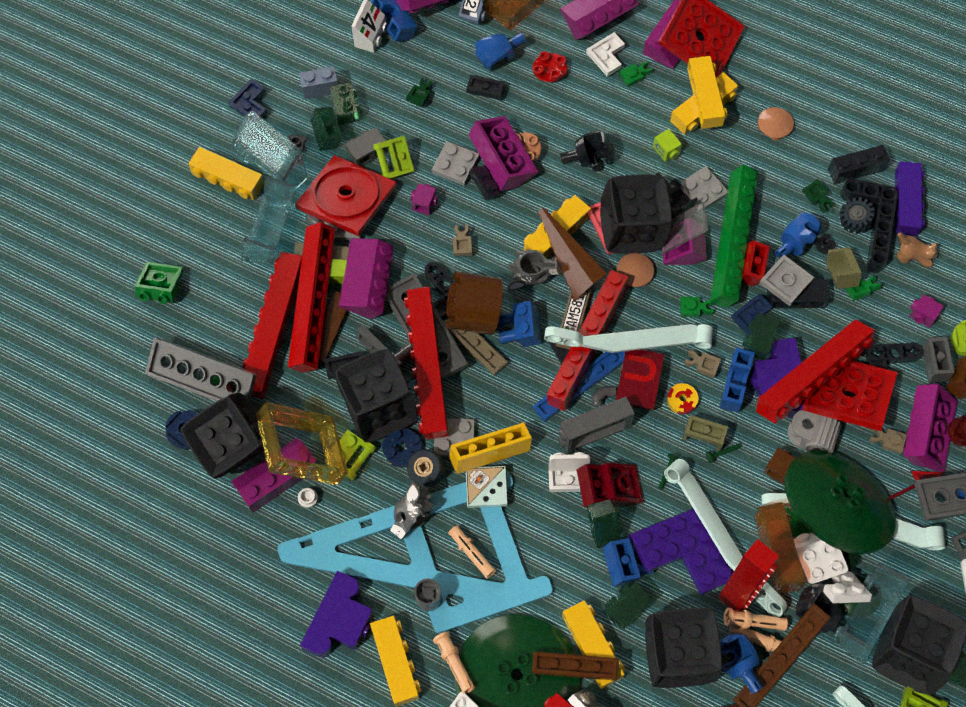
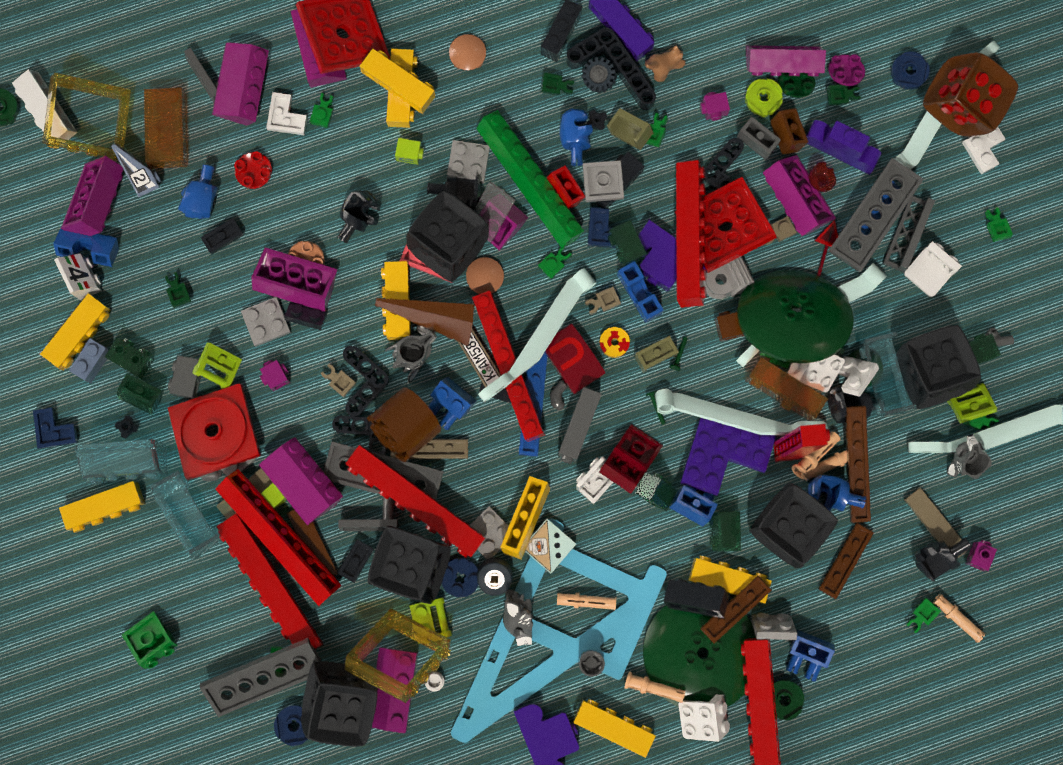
camera: 50 degrees left, 15 degrees up
(341, 56) = (75, 332): none -> yellow brick
(481, 264) = (369, 384): none -> black beam
(554, 627) = (696, 598): none -> black brick

